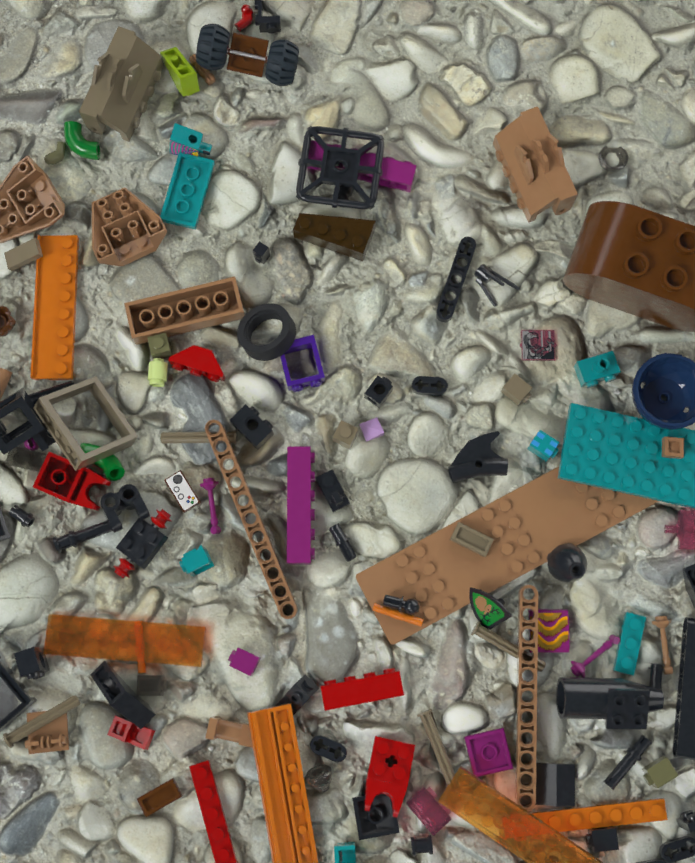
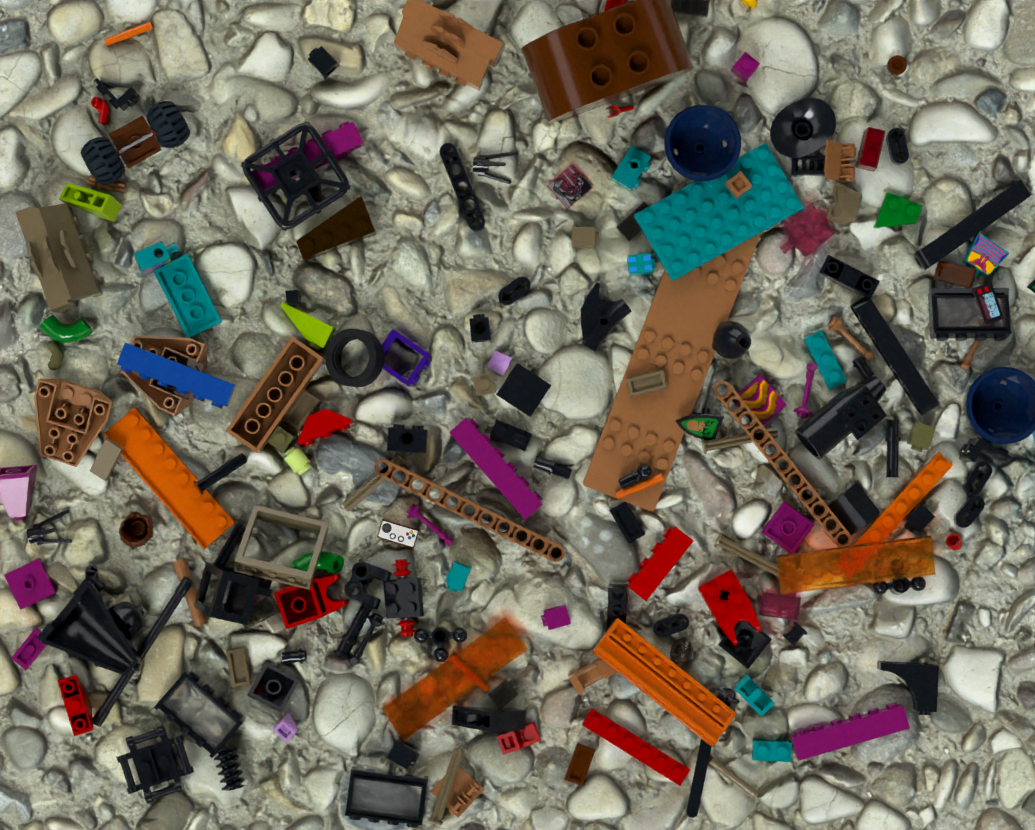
camera: 40 degrees left, 10 degrees up
(95, 333) = (220, 473): none -> black axle
(106, 542) = (375, 621): none -> black piece
(126, 233) = (176, 375): none -> blue brick
(131, 611) = (440, 653): none -> black piece
(200, 337) = (301, 410): none -> dark tan tile
(254, 284) = (312, 329): none -> lime slope
(323, 848) = (727, 696): none -> black plate
(364, 635) = (627, 522): none -> black tile
(372, 464) = (523, 389): none -> black slope
(431, 110) = (322, 62): none -> black brick
(559, 411) = (629, 227): none -> clear smoke tile
(621, 318) = (617, 110): none -> red hand

